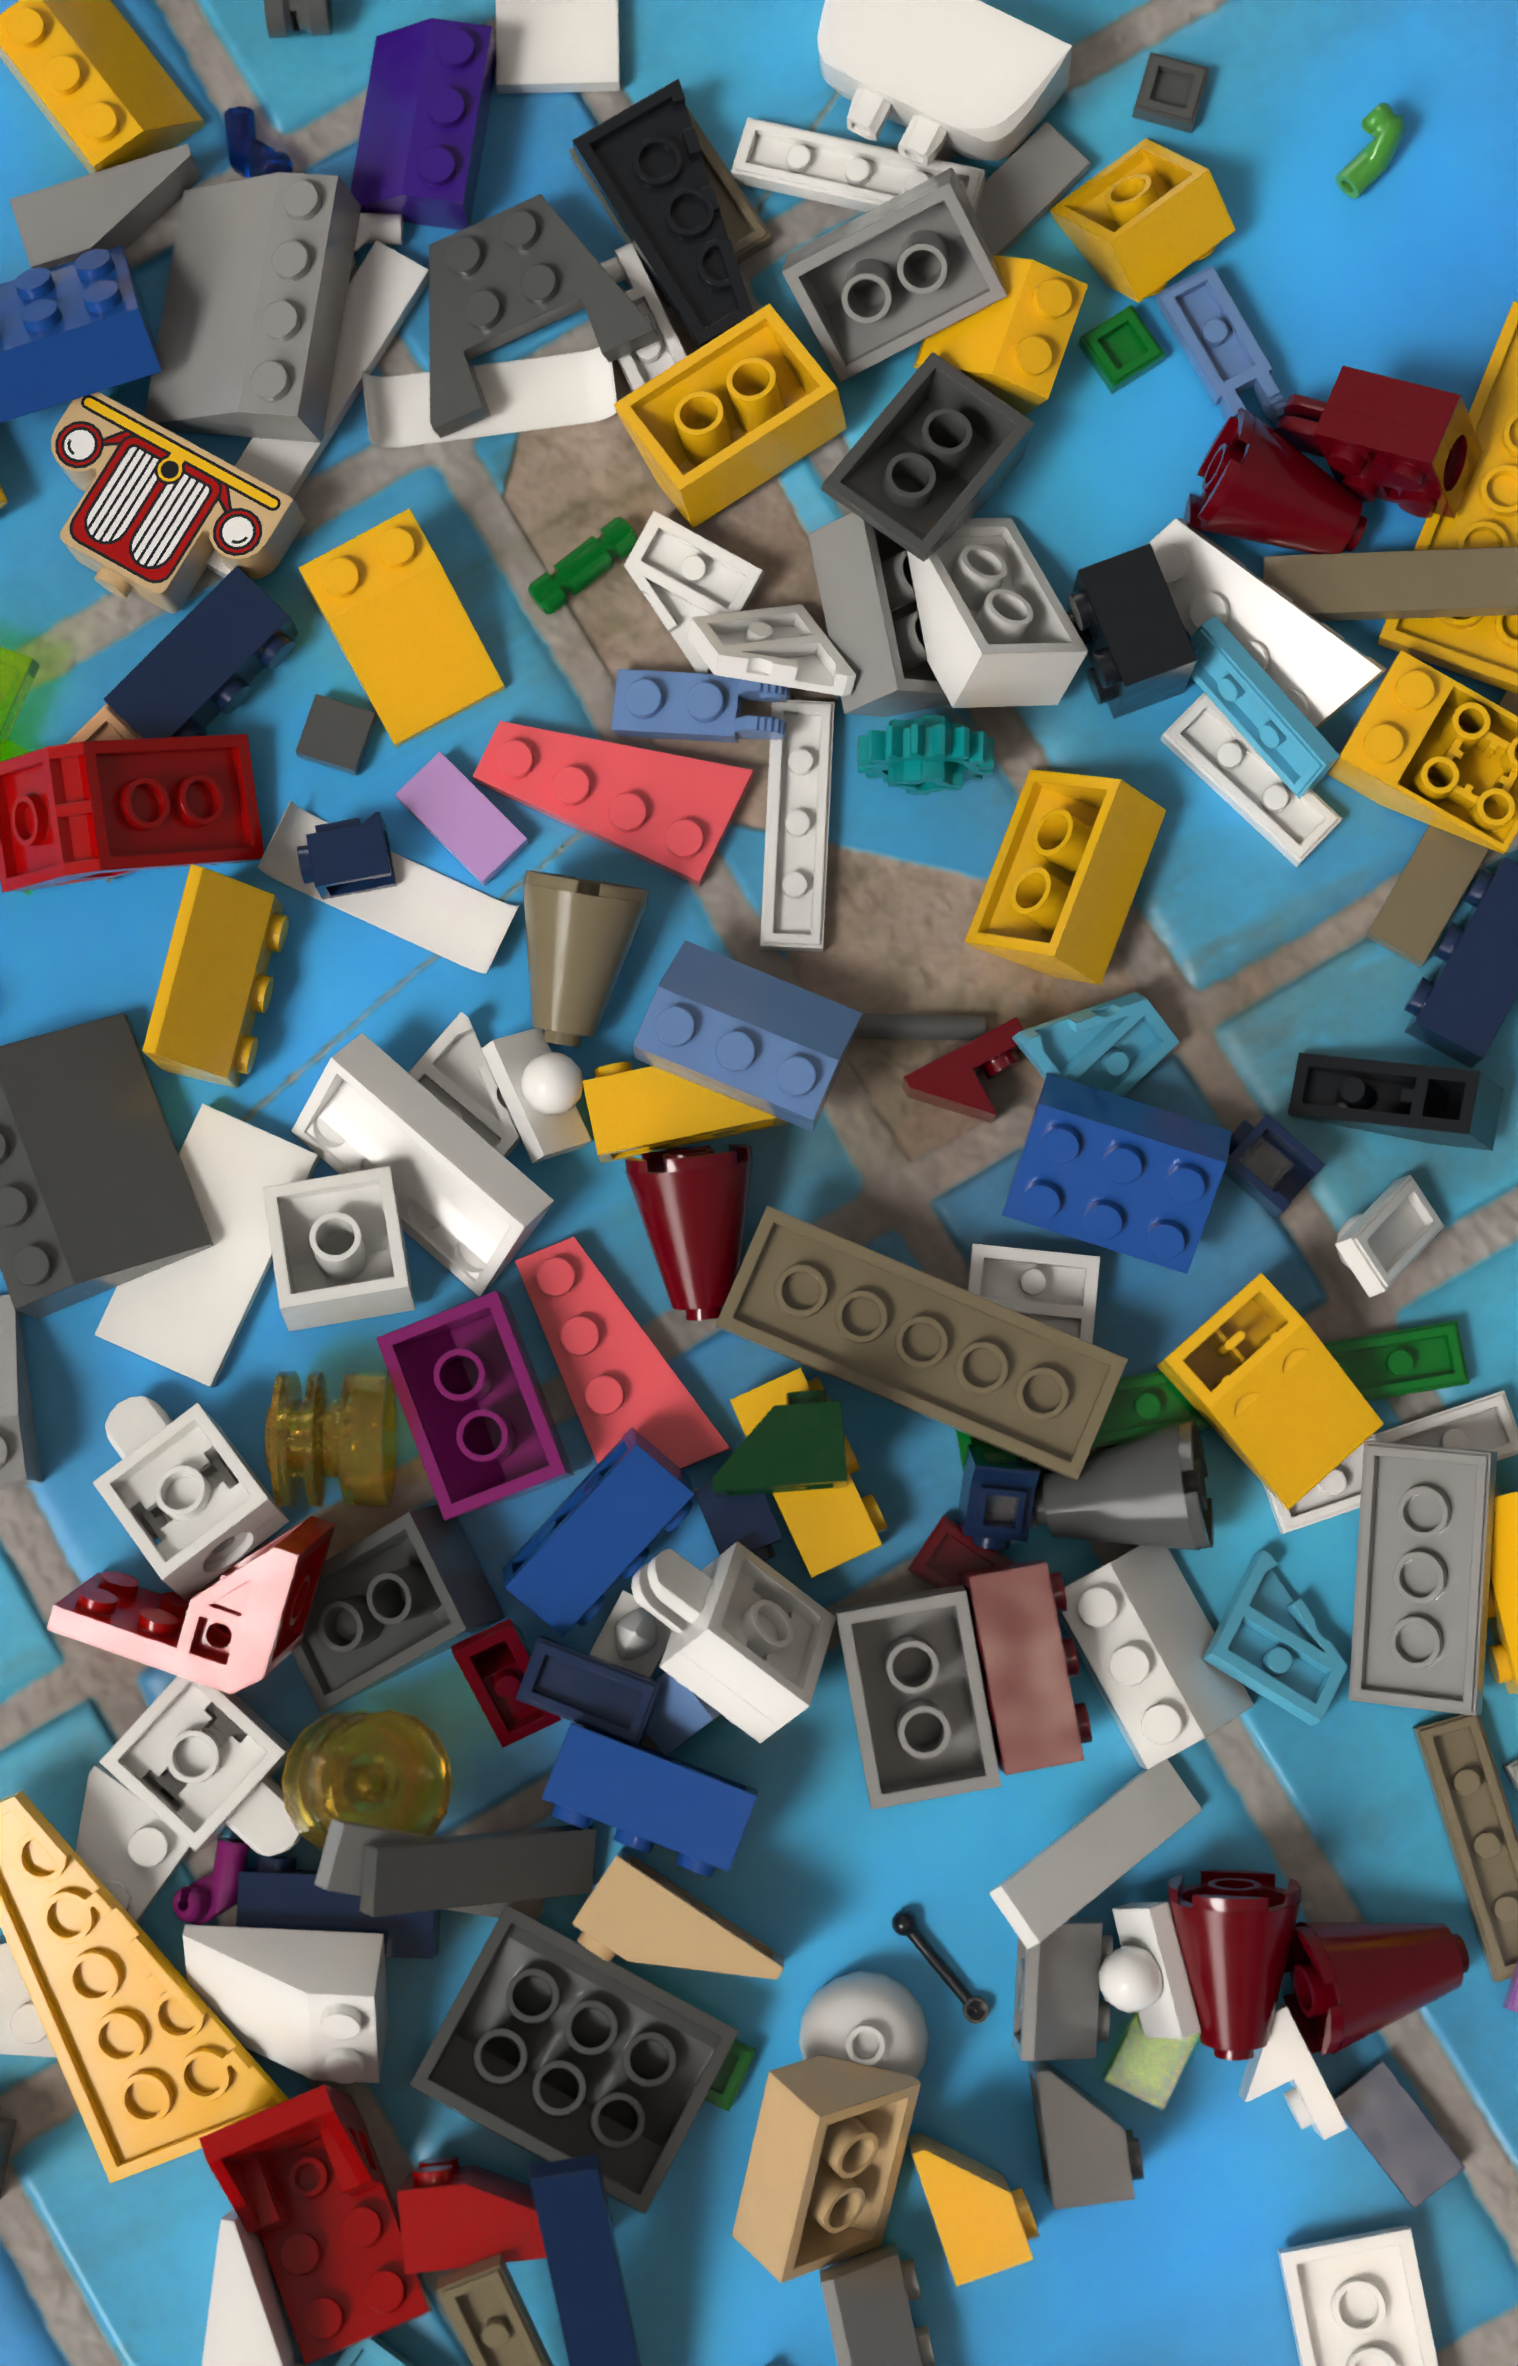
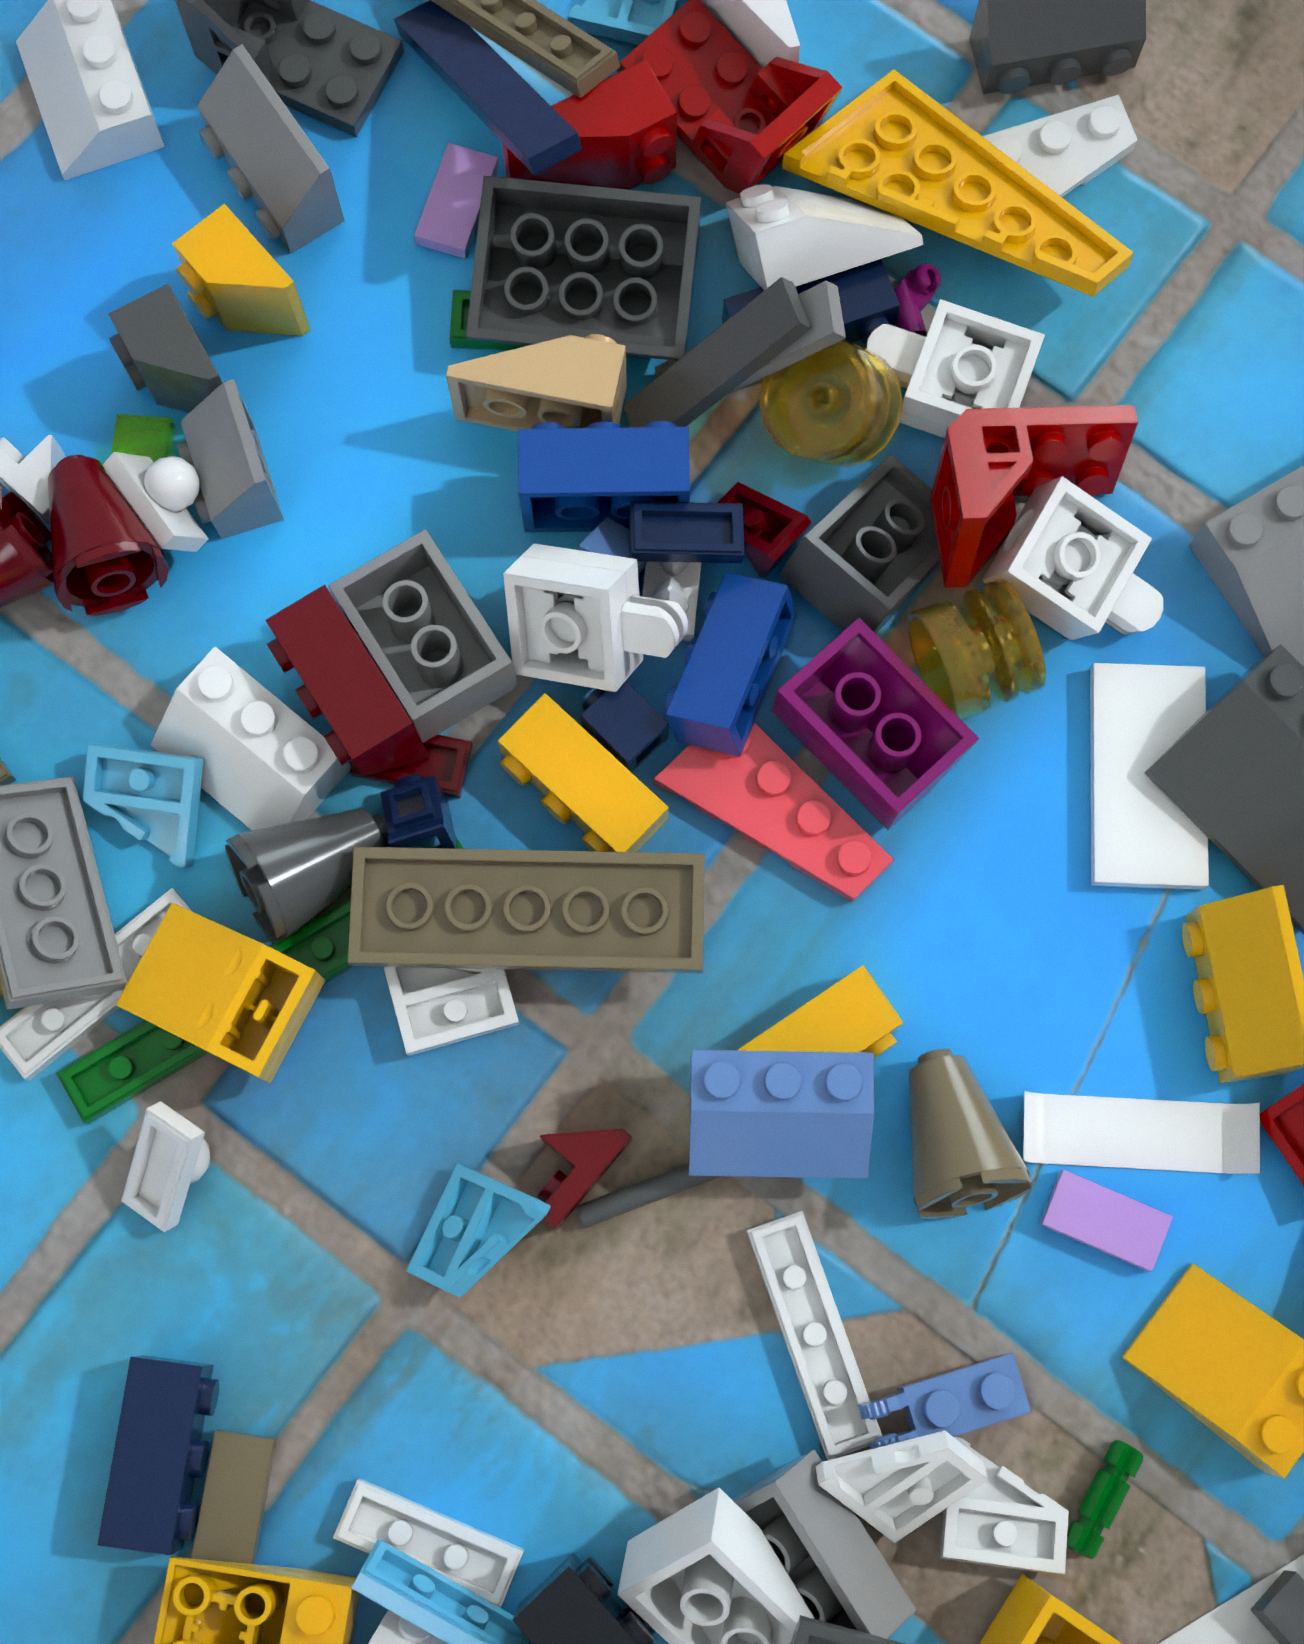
camera: 155 degrees right, 5 degrees down
(126, 1843) = (997, 290): white wing -> none
(336, 734) = (1247, 1251): dark grey tile -> none
(338, 1249) = (1043, 806): white slope -> none
(348, 857) = (1187, 1142): dark blue window -> none
(448, 1181) = (1007, 904): white slope -> none
(464, 1083) = (998, 969): white wing -> none
(539, 1093) = (935, 1003): white tile -> none
(628, 796) = (966, 1300): coral wing -> none
(680, 2227) = (455, 201): none -> lavender tile
(694, 1220) = (760, 949): dark red cone -> none
(789, 1450) = (600, 765): dark green slope -> none
(823, 2163) = (363, 266): tan slope -> none
(866, 2022) = (369, 379): white cylinder -> none
(925, 754) = (726, 1436): teal gear -> none
(974, 2007) = (293, 437): black hinge -> none
(1066, 874) = (560, 1383): yellow slope -> none
(1095, 1853) = (234, 561): white tile -> none
(1118, 1173) = (415, 1125): blue brick -> none
(1270, 1164) = (291, 1192): dark blue window -> none
(1398, 1099) = (197, 1293): black slope -> none

